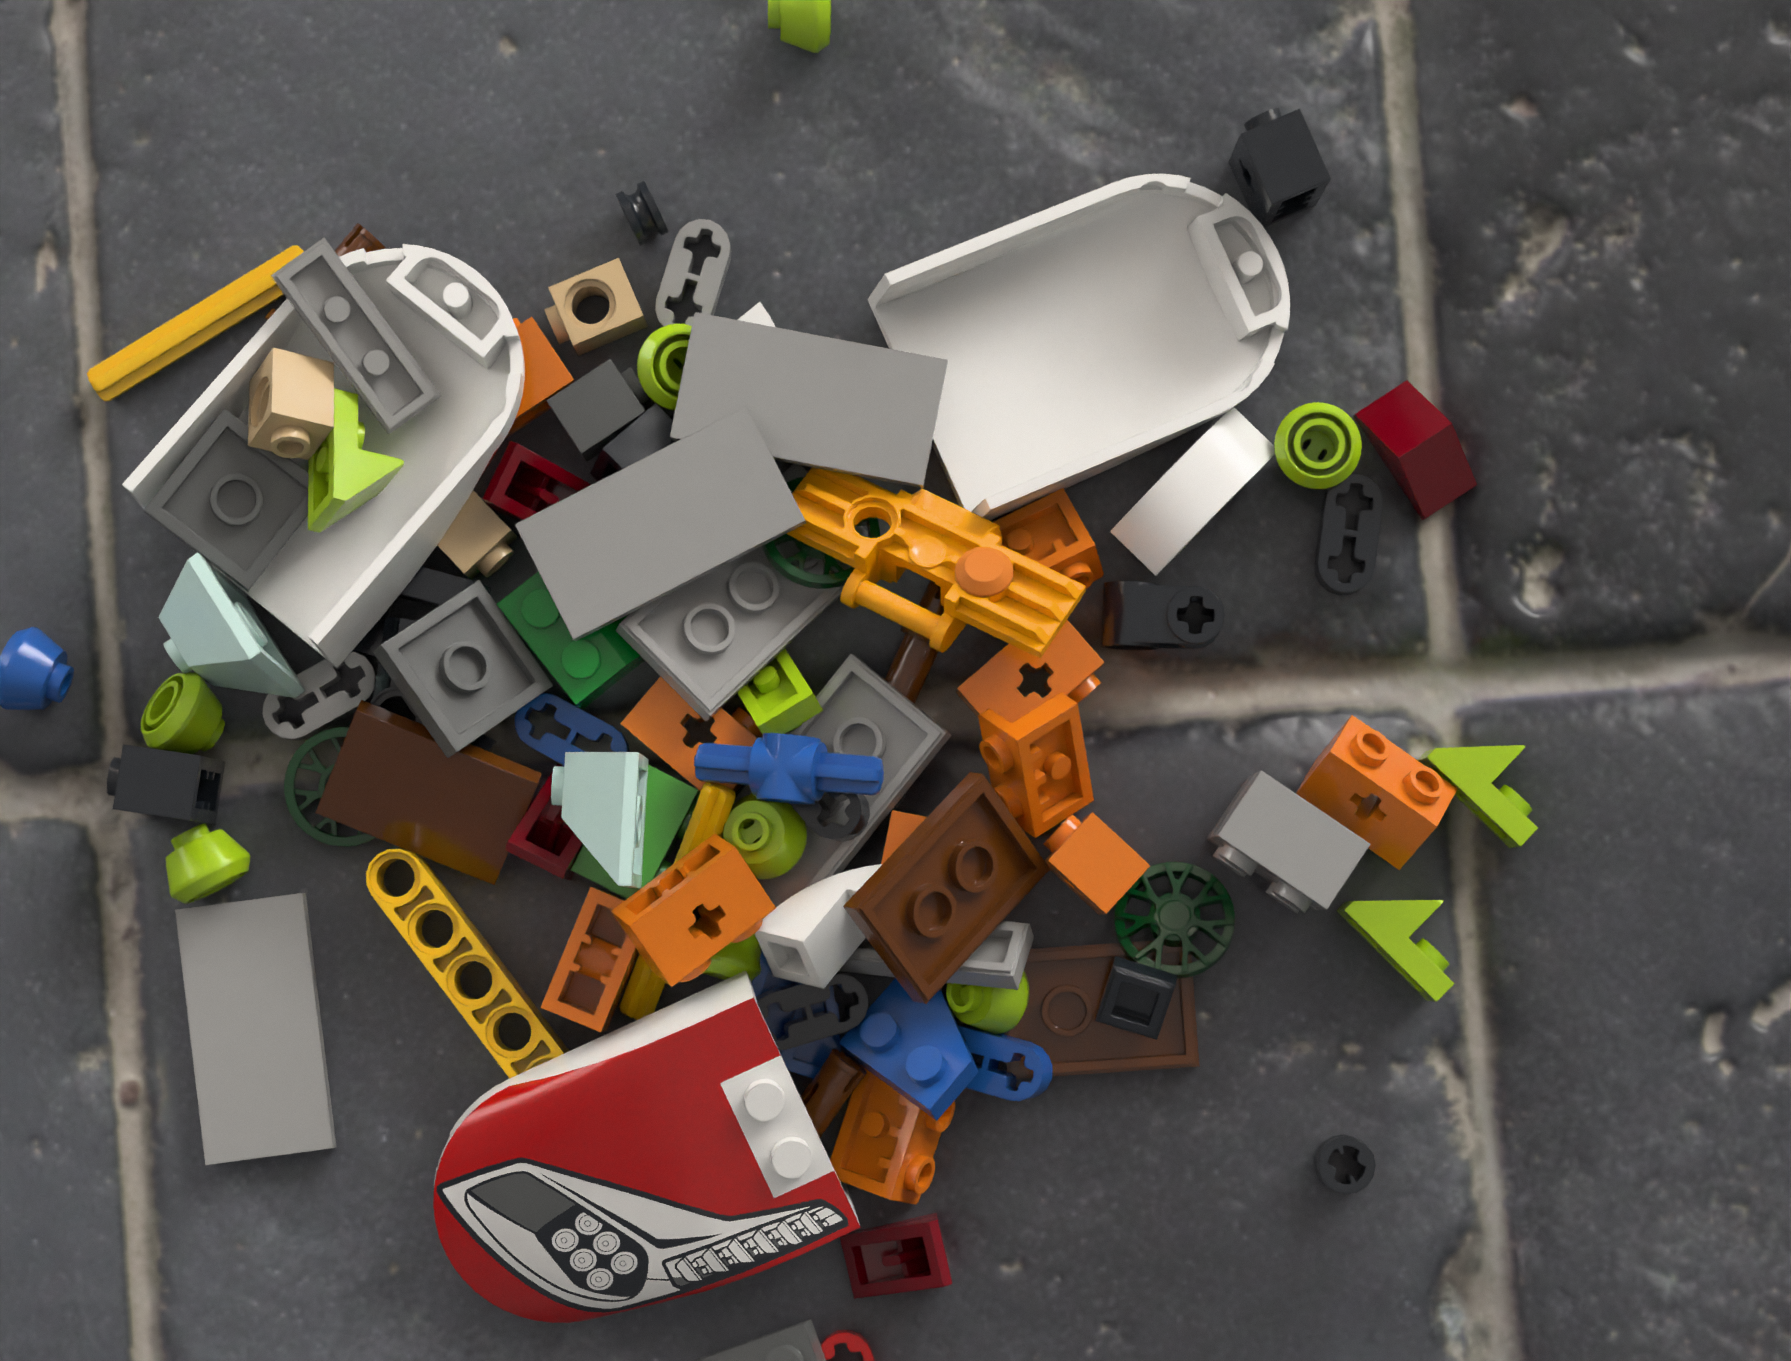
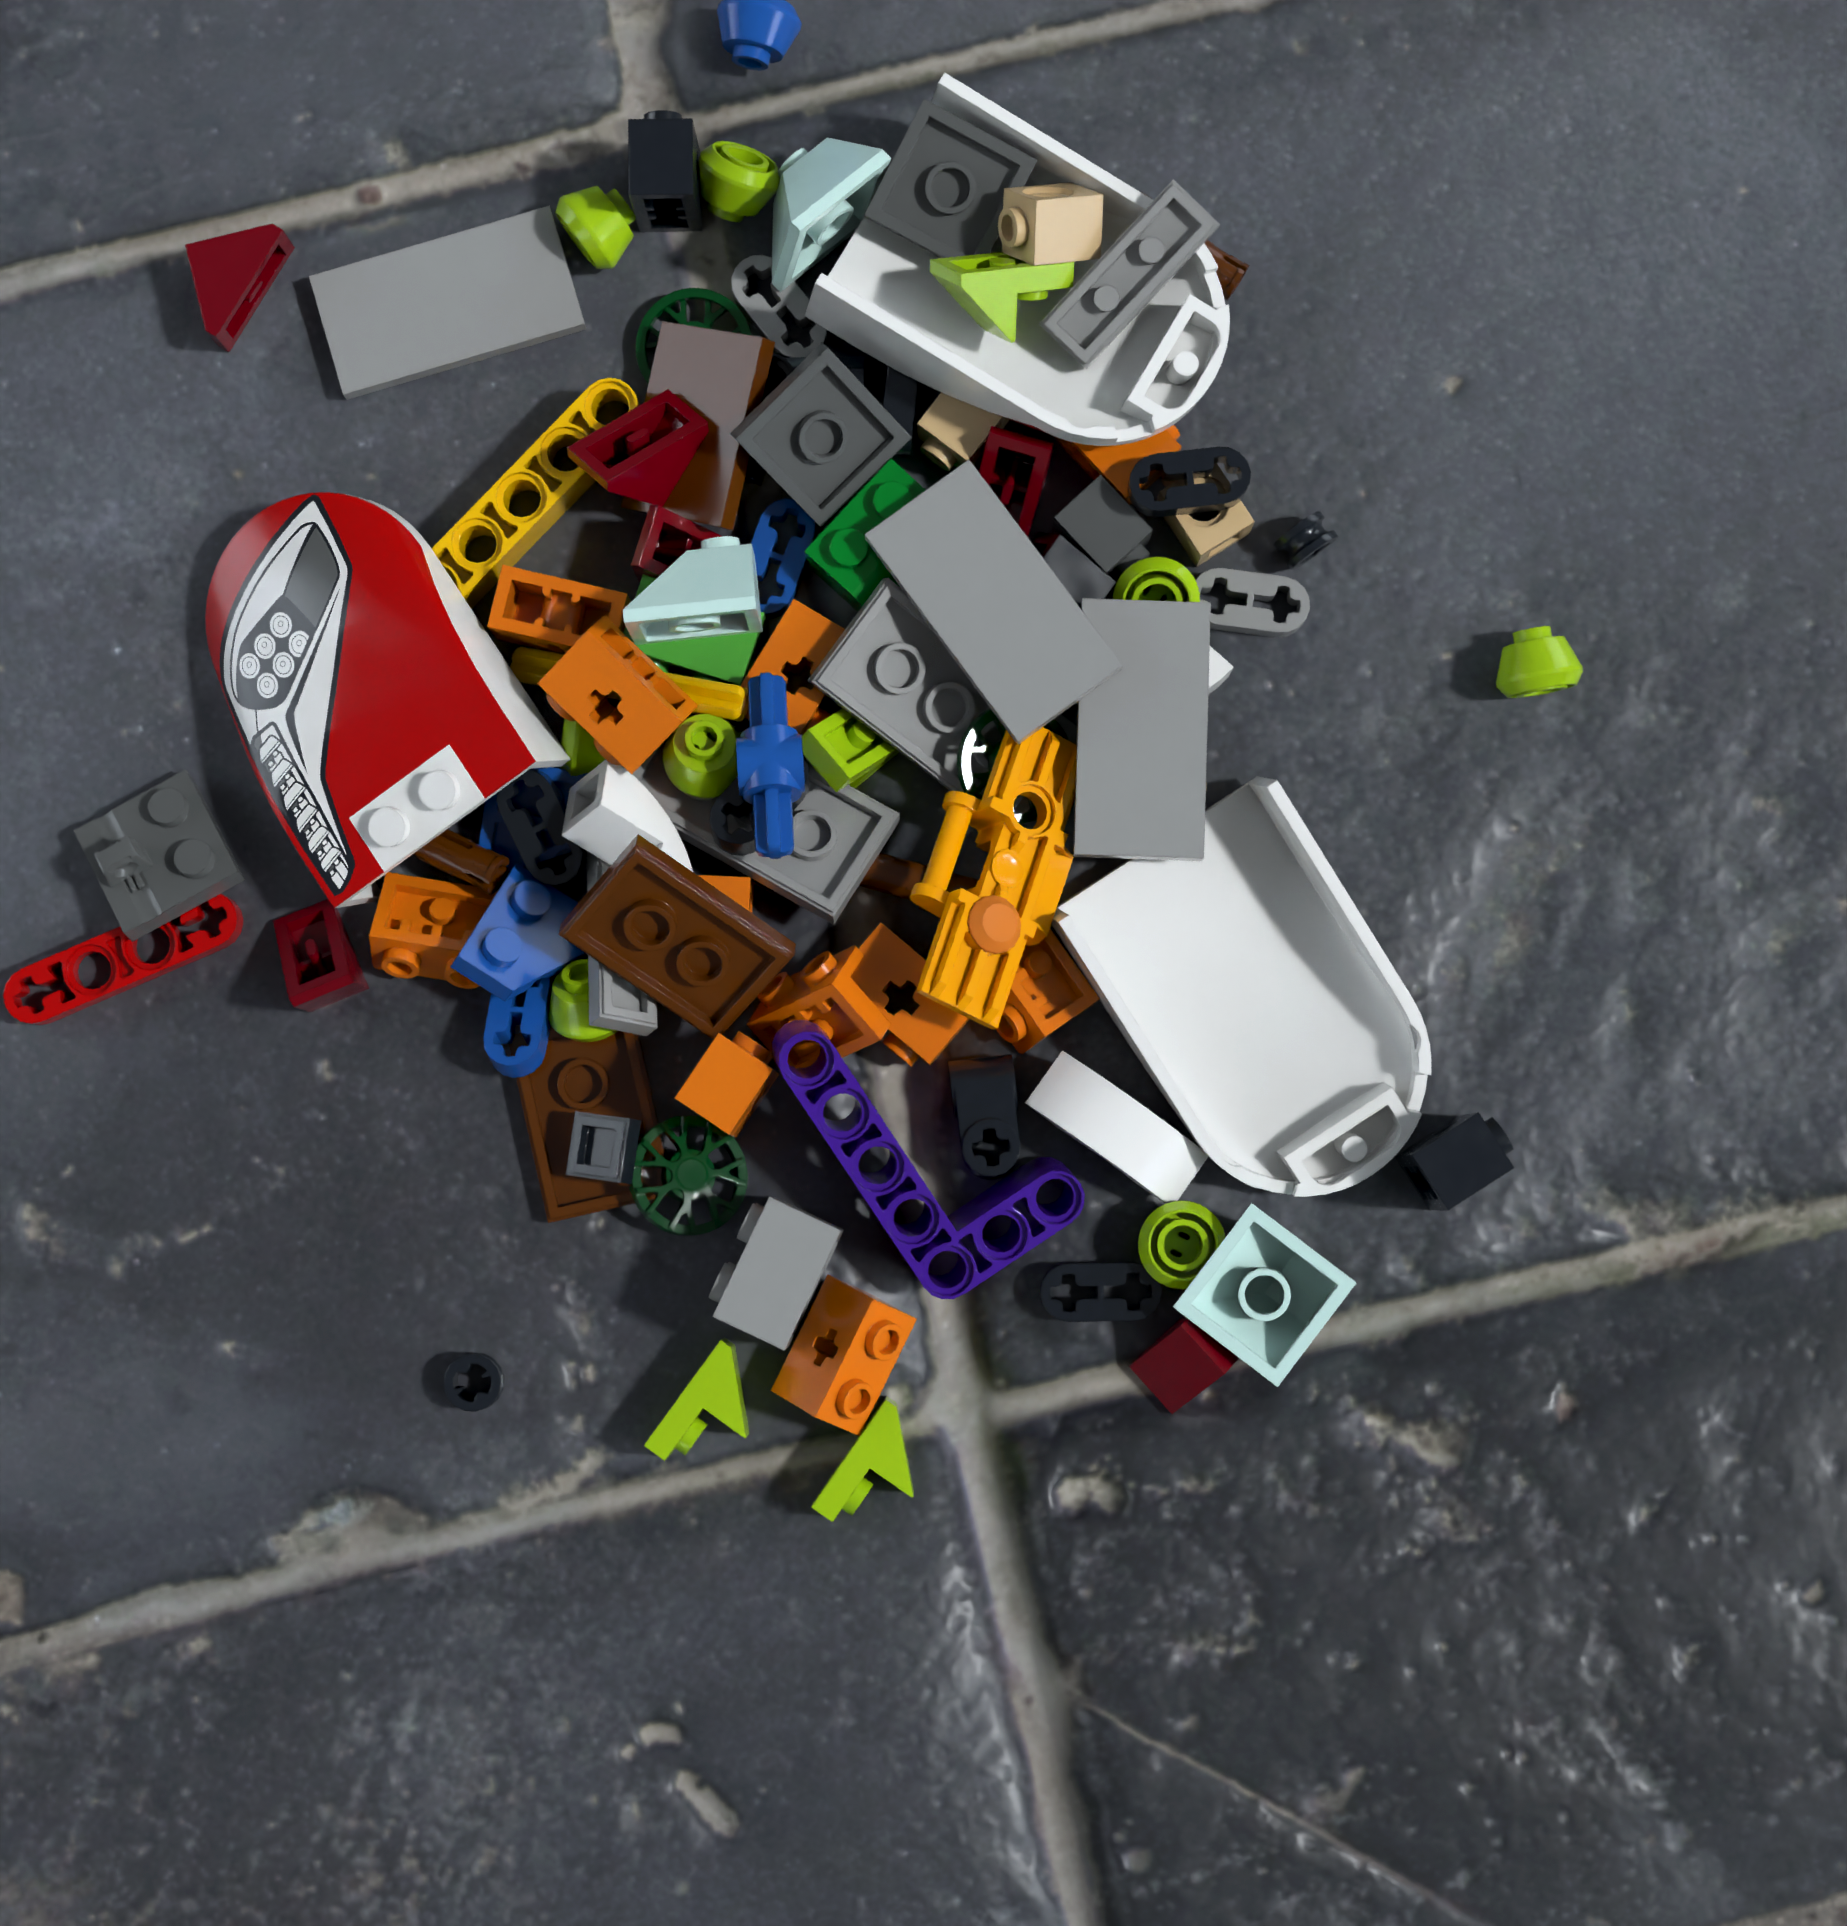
camera: 85 degrees right, 0 degrees up
(189, 329) = (1114, 119): yellow axle -> none
(193, 1241) = (234, 276): none -> dark red slope
(445, 849) = (643, 449): none -> dark red slope
(554, 313) = (1186, 466): none -> black beam
(1217, 710) = (900, 1180): none -> dark purple beam
(1381, 371) = (1264, 1294): none -> light aqua slope

